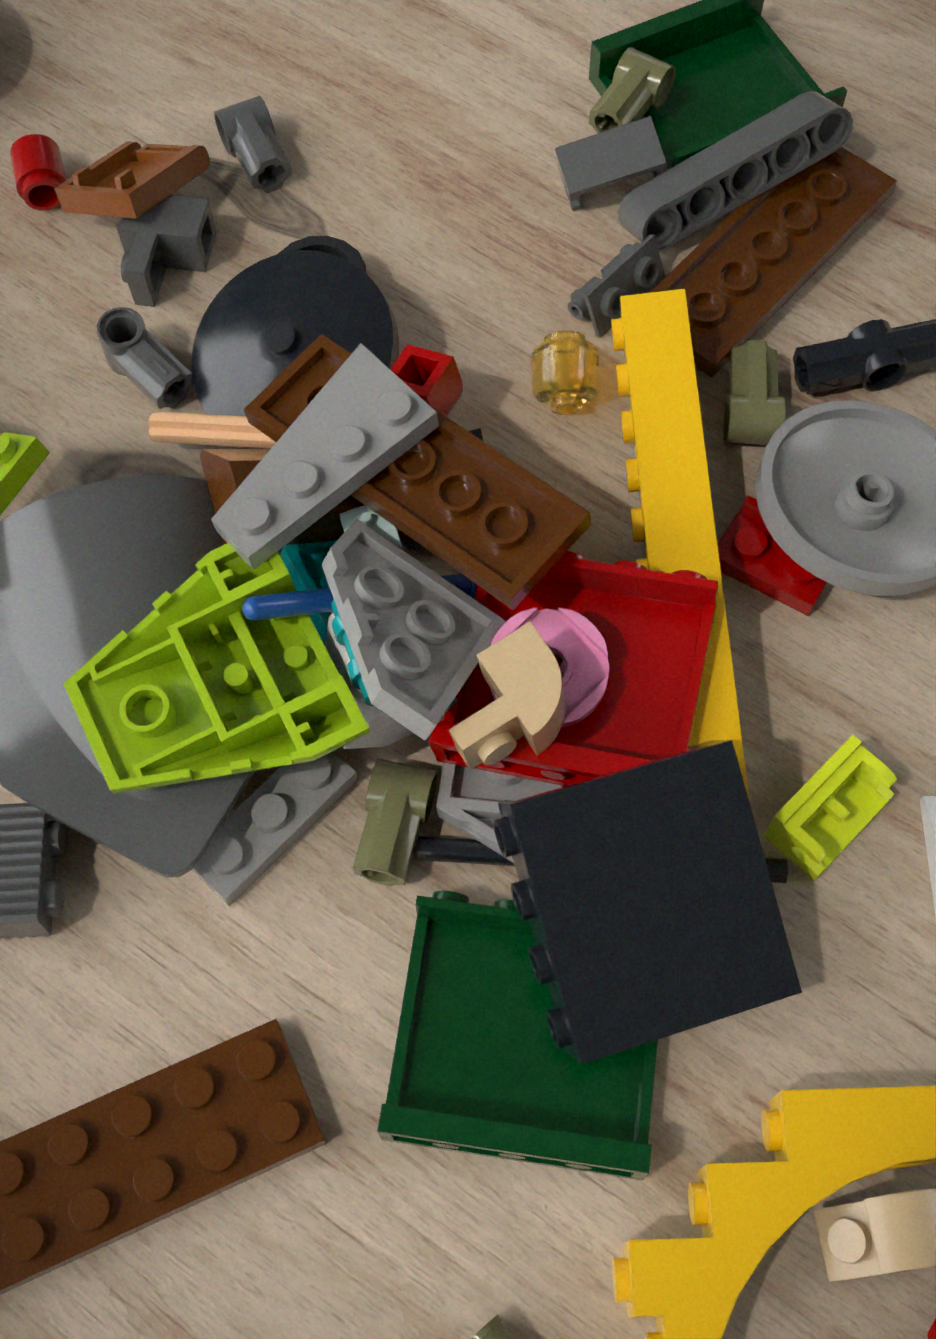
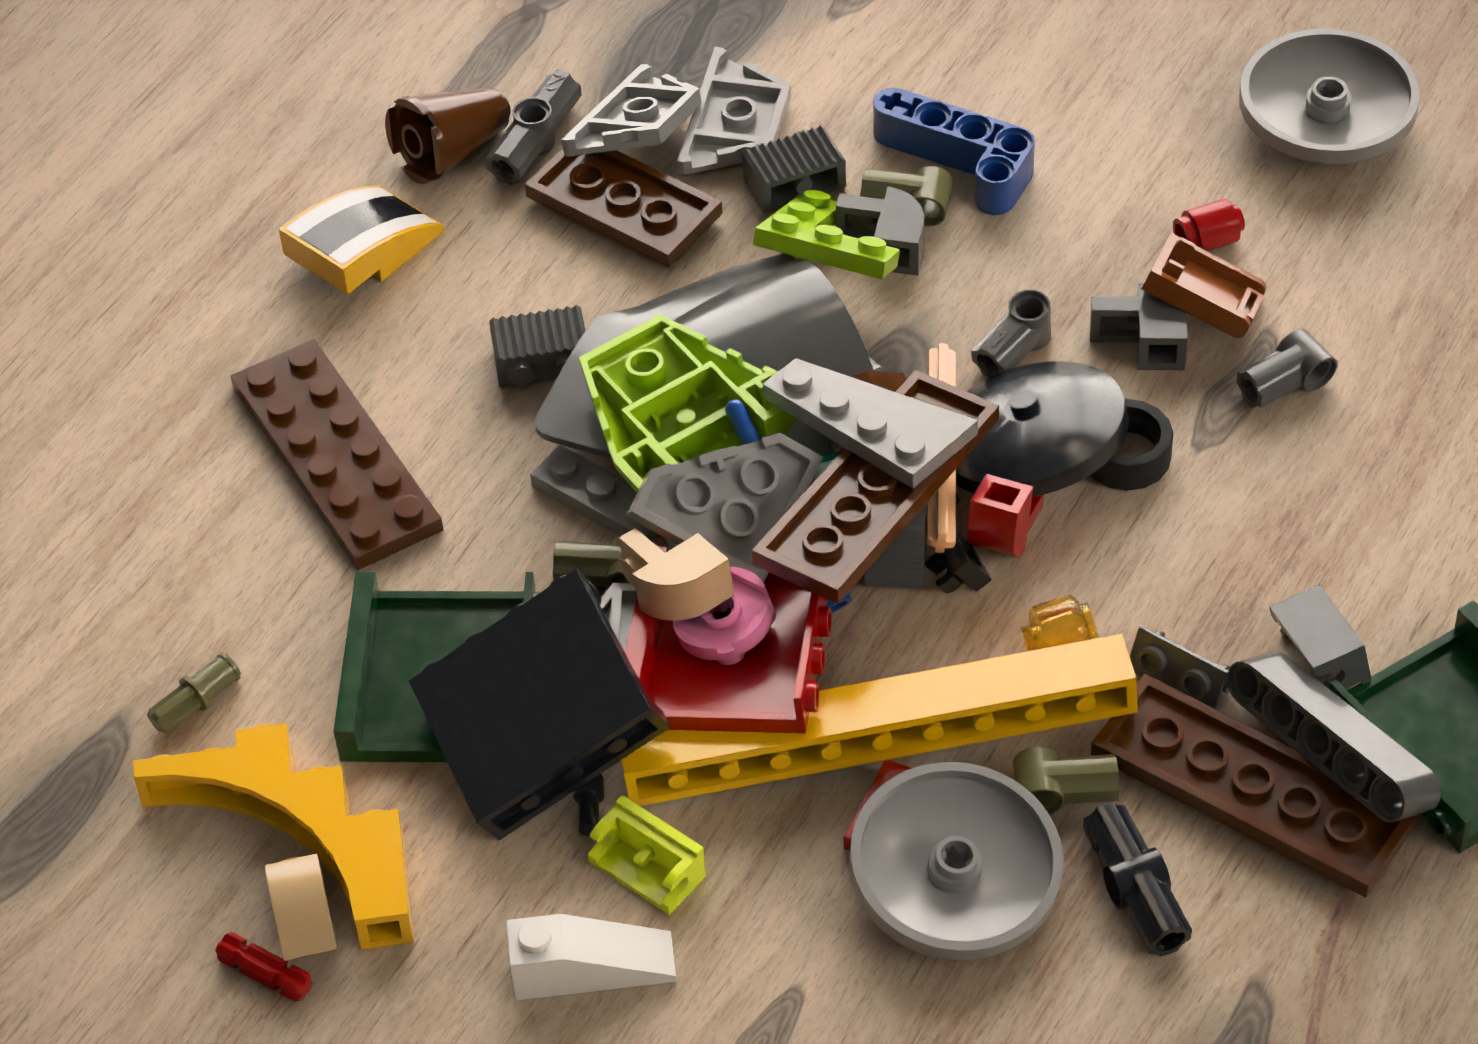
camera: 85 degrees right, 15 degrees down
(636, 86) = (1431, 649): olive piece -> none

